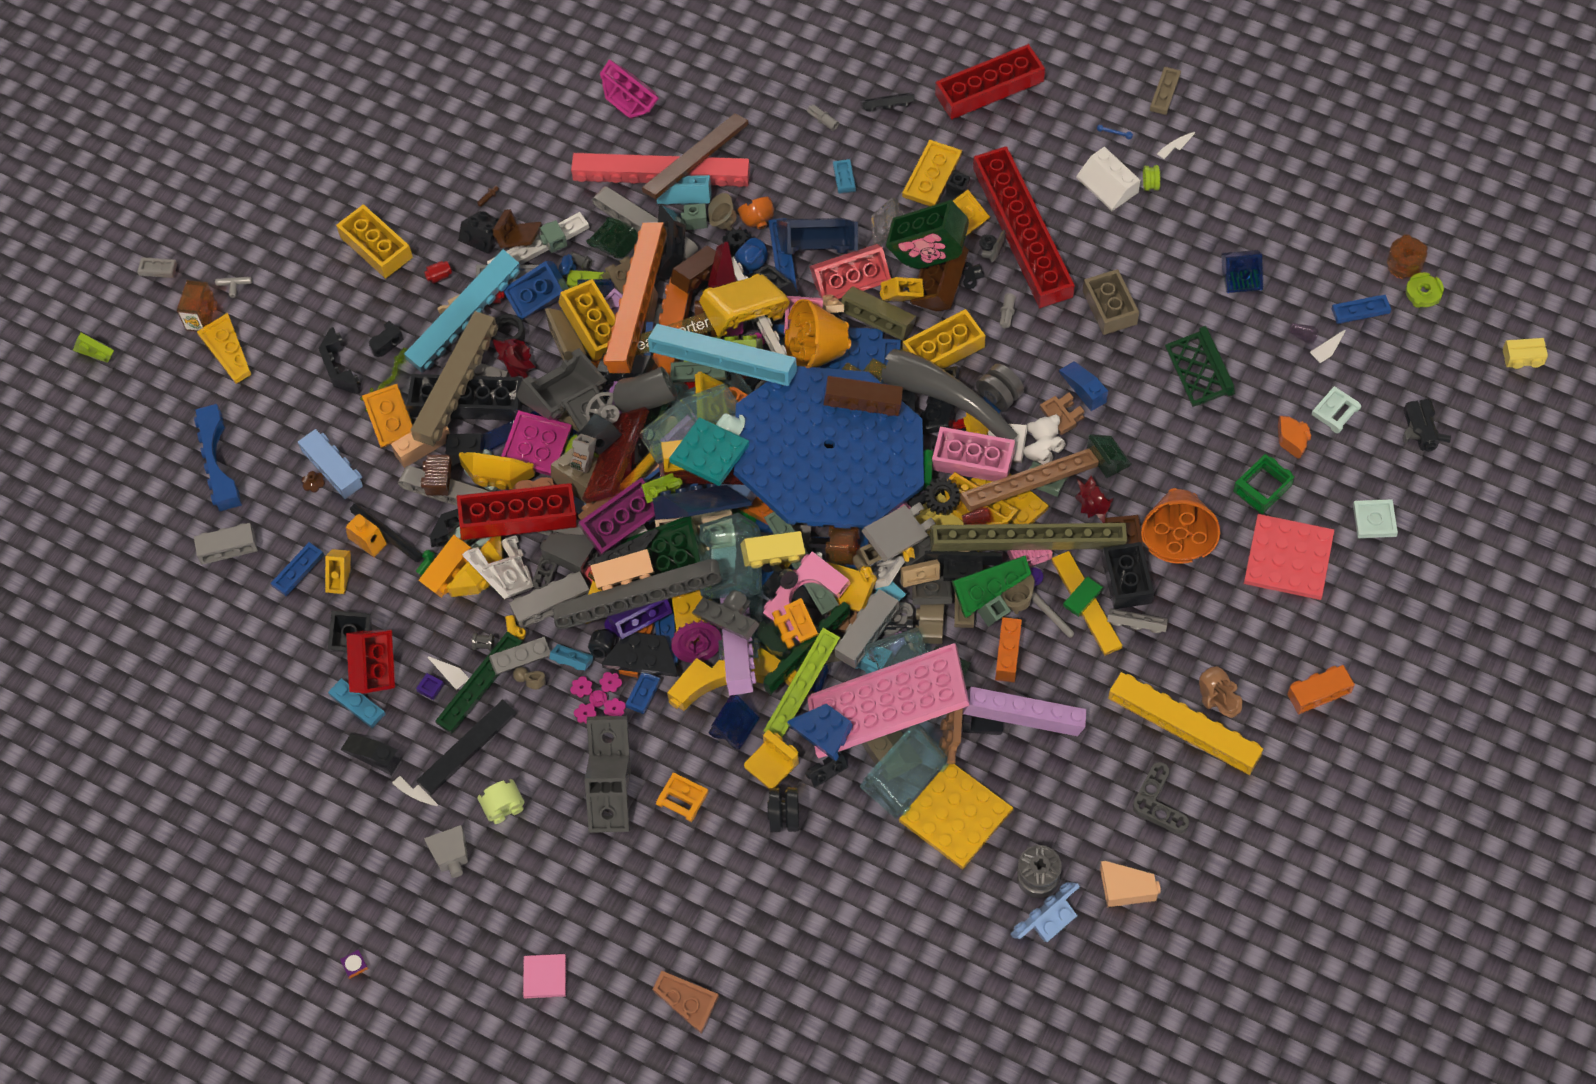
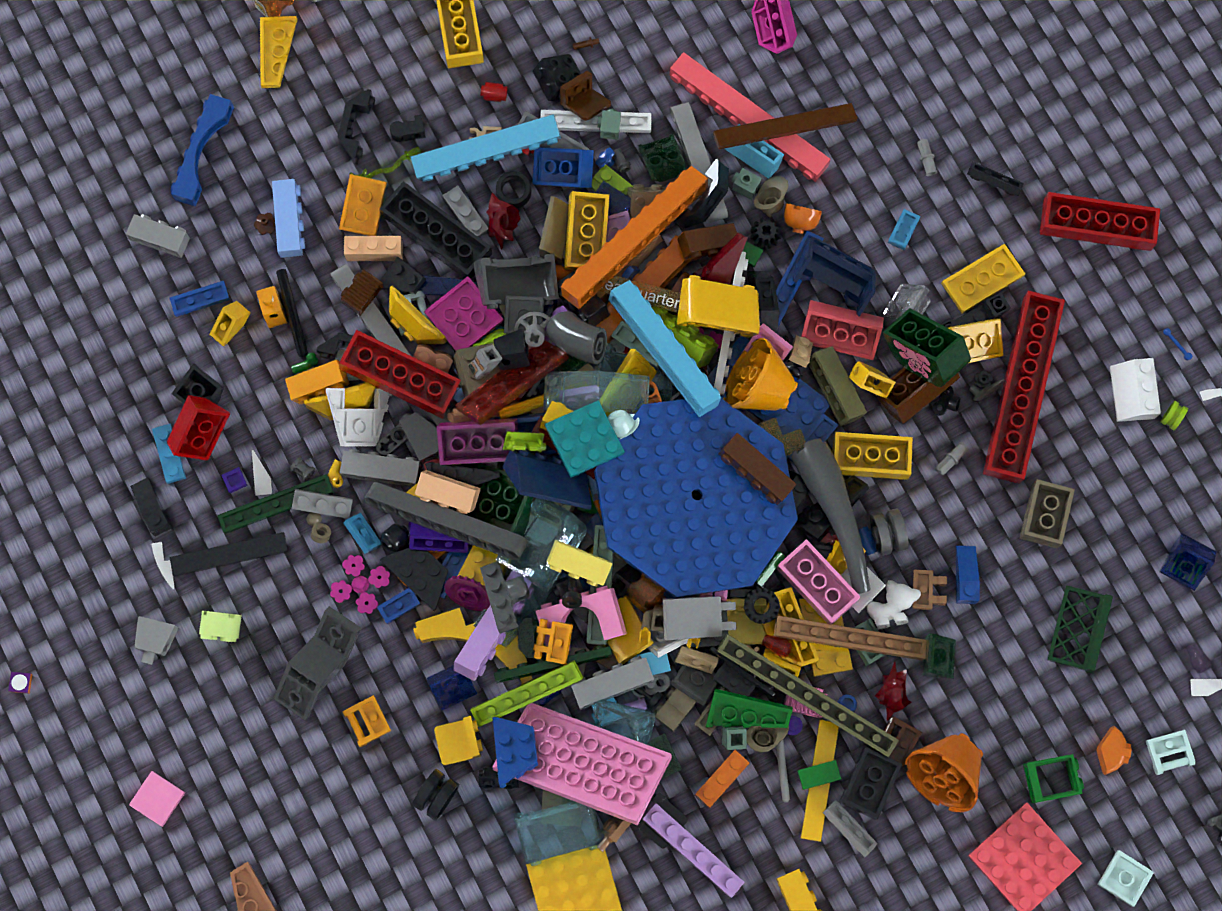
camera: 30 degrees right, 15 degrees up
(454, 379) = (433, 211): dark tan brick -> none
(751, 255) = (767, 256): blue piece -> none

